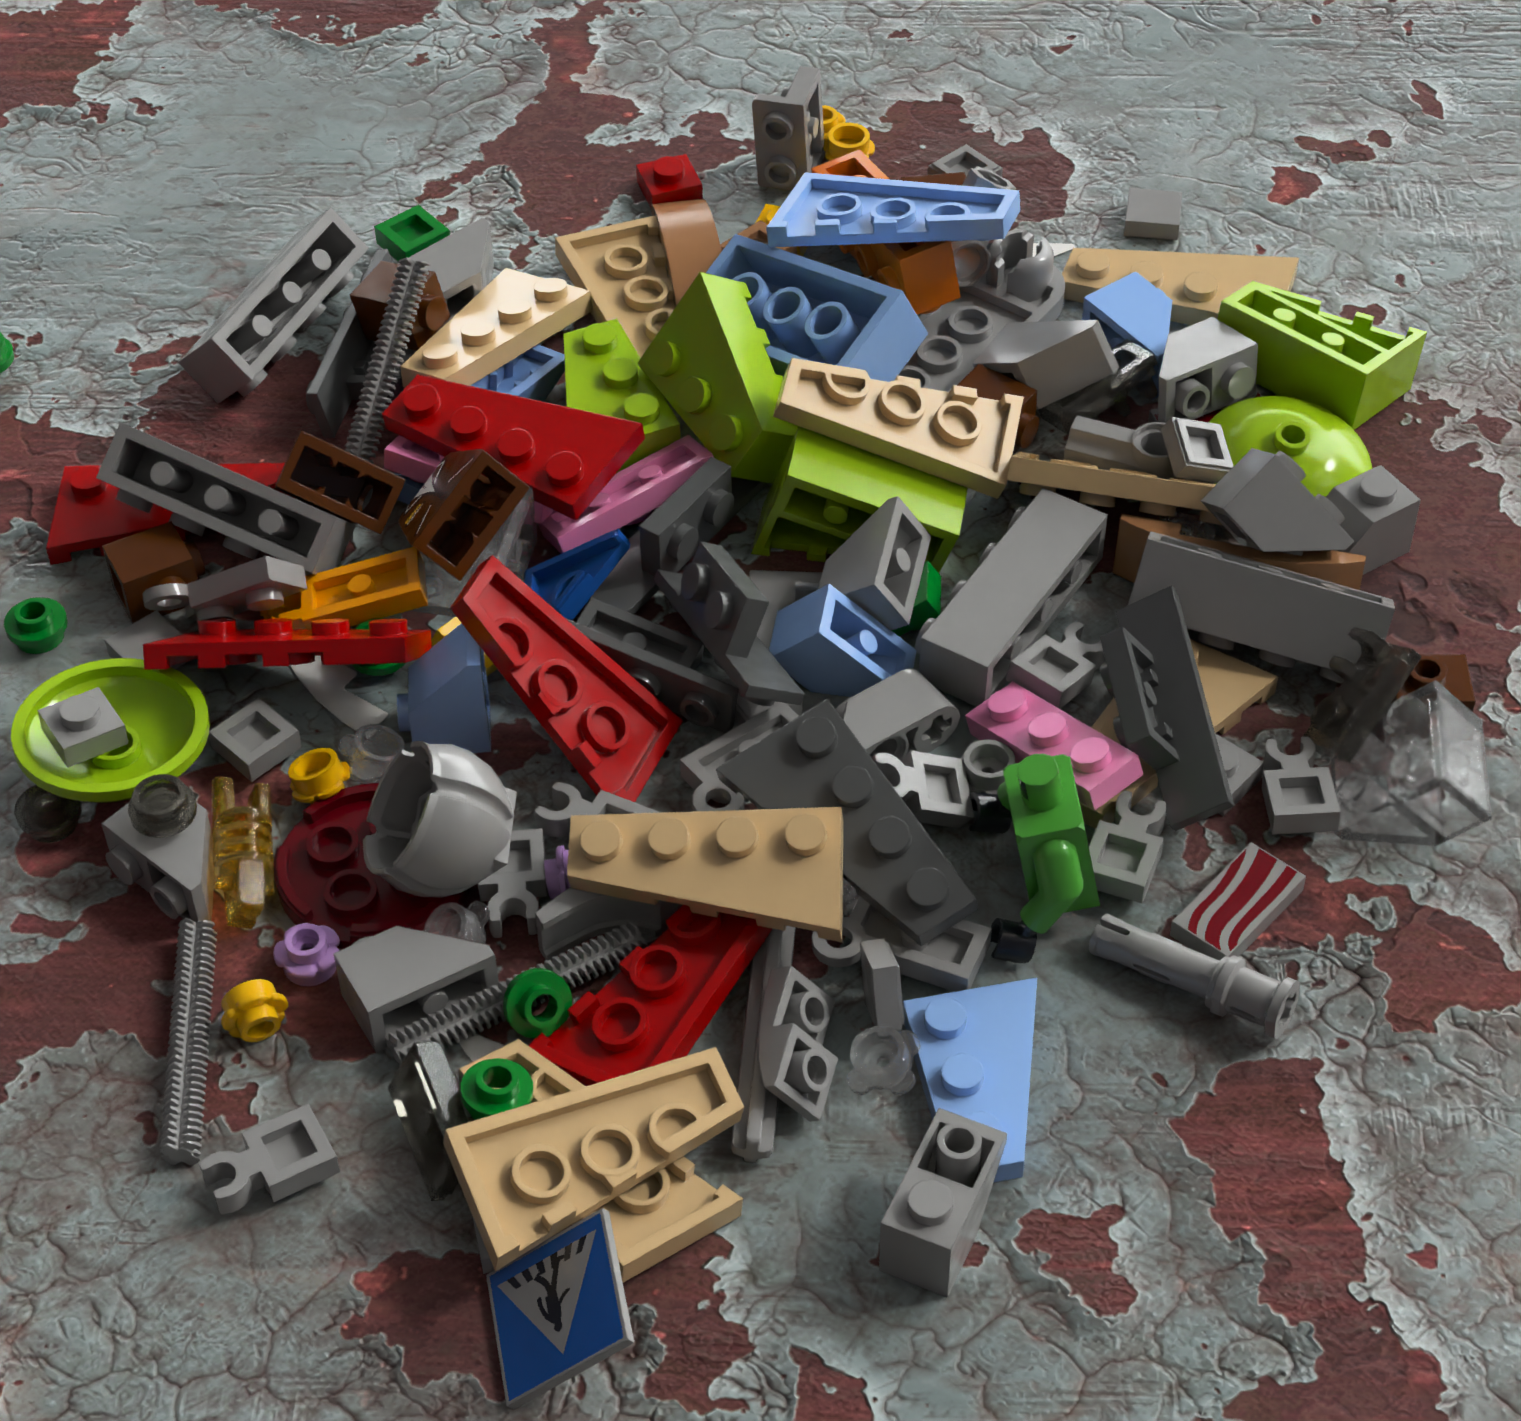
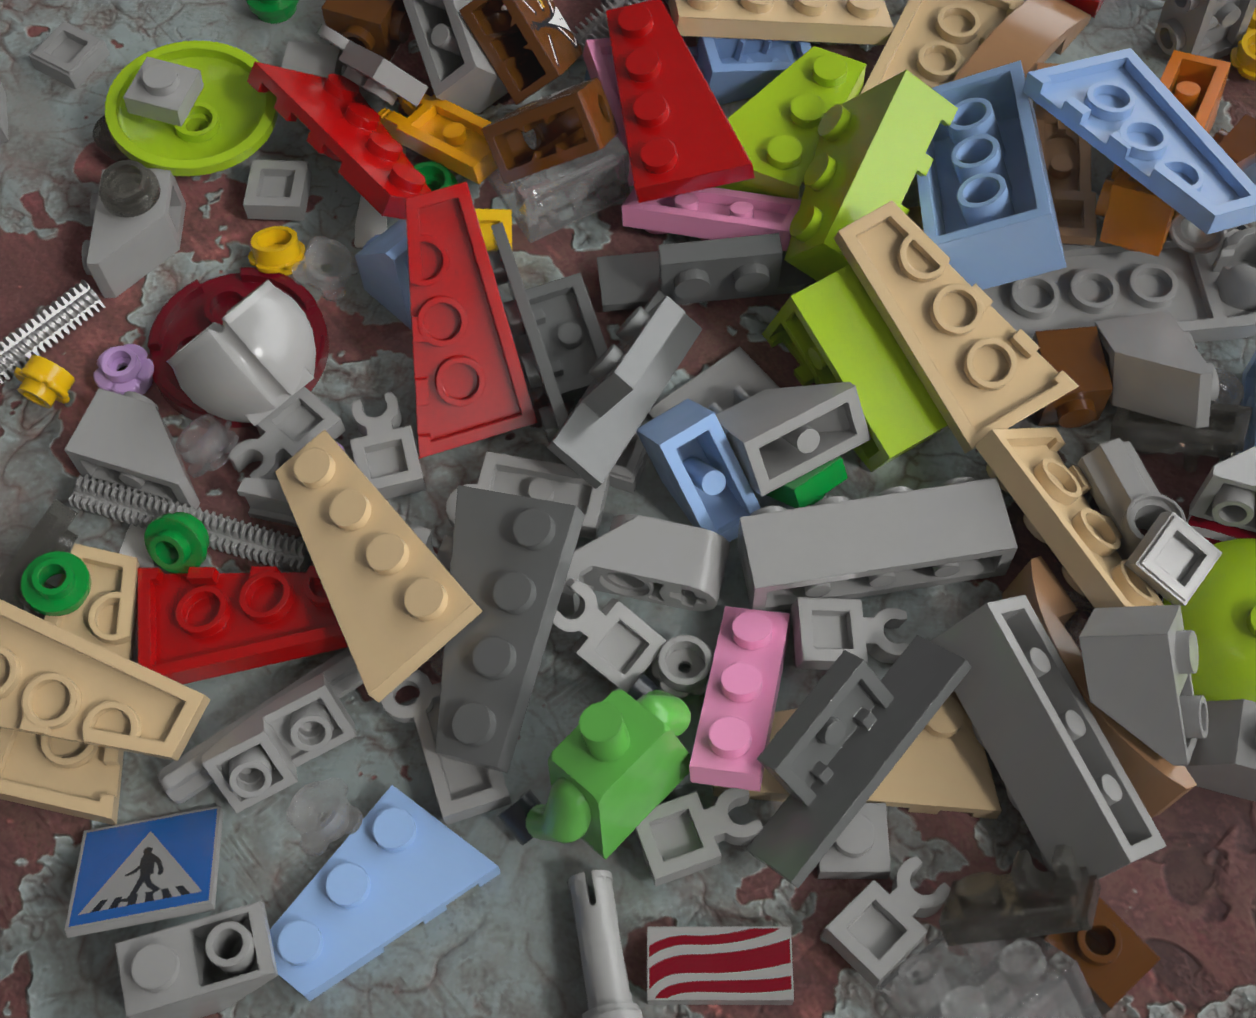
camera: 50 degrees right, 15 degrees up
(242, 851) = (173, 262): clear yellow hinge -> none
(575, 575) = (582, 248): blue tile -> none
(818, 1194) = (146, 871): none -> piece
(882, 984) = (379, 760): light grey tile -> none

